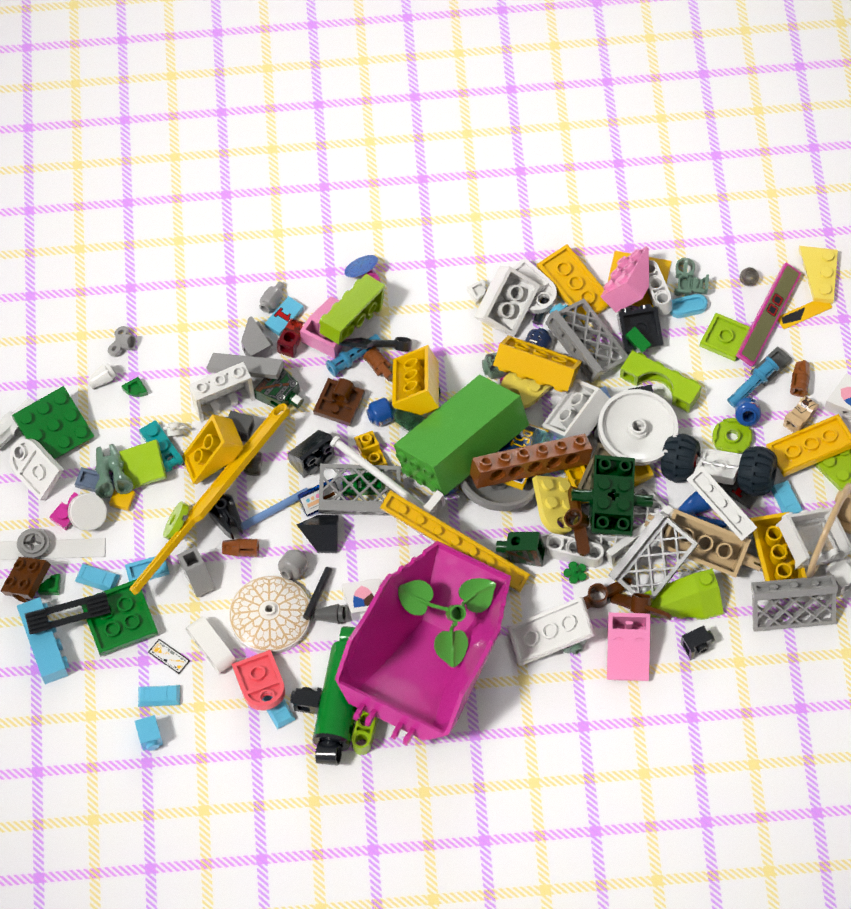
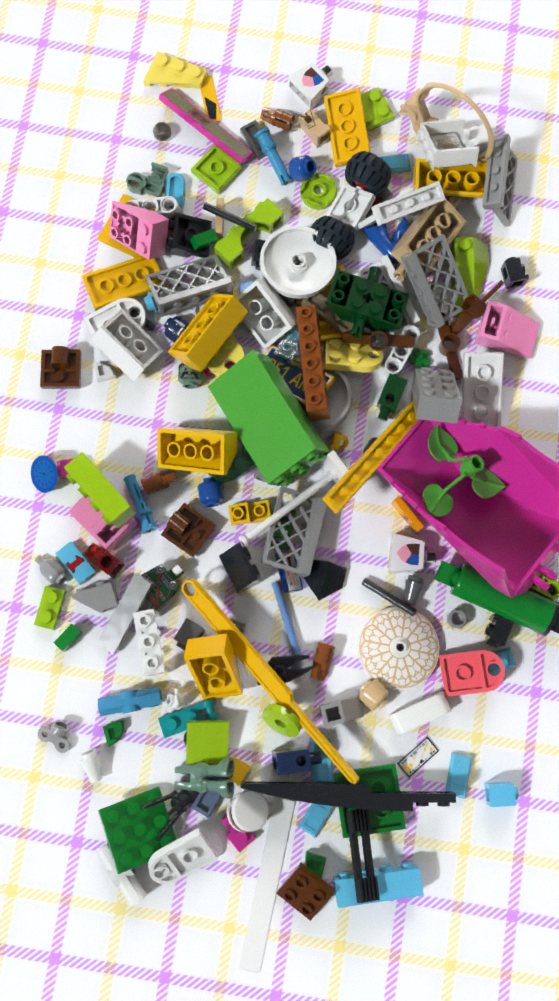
camera: 80 degrees left, 15 degrees up
(27, 537) = (271, 884): light grey gear -> none
(84, 455) = (179, 803): none -> black plant
(119, 593) = (350, 795): none -> black slope
(141, 538) = (285, 760): none -> dark blue torso
(165, 392) = (129, 701): none -> dark azure piece
(212, 327) = (68, 637): none -> green piece
(218, 599) = (373, 694): none -> tan head
(236, 306) = (50, 607): none -> lime plate
(292, 564) = (354, 614): light grey head -> none
(311, 661) = (457, 618): none -> light grey tile
(400, 343) = (142, 455): black piece -> none
(463, 510) = (335, 440): none -> yellow tile
(469, 253) = (60, 368): none -> reddish brown plate
(527, 578) = (435, 395): none -> light grey brick
(667, 355) = (230, 217): none -> black bar
(668, 351) = (219, 222): none -> tan tile

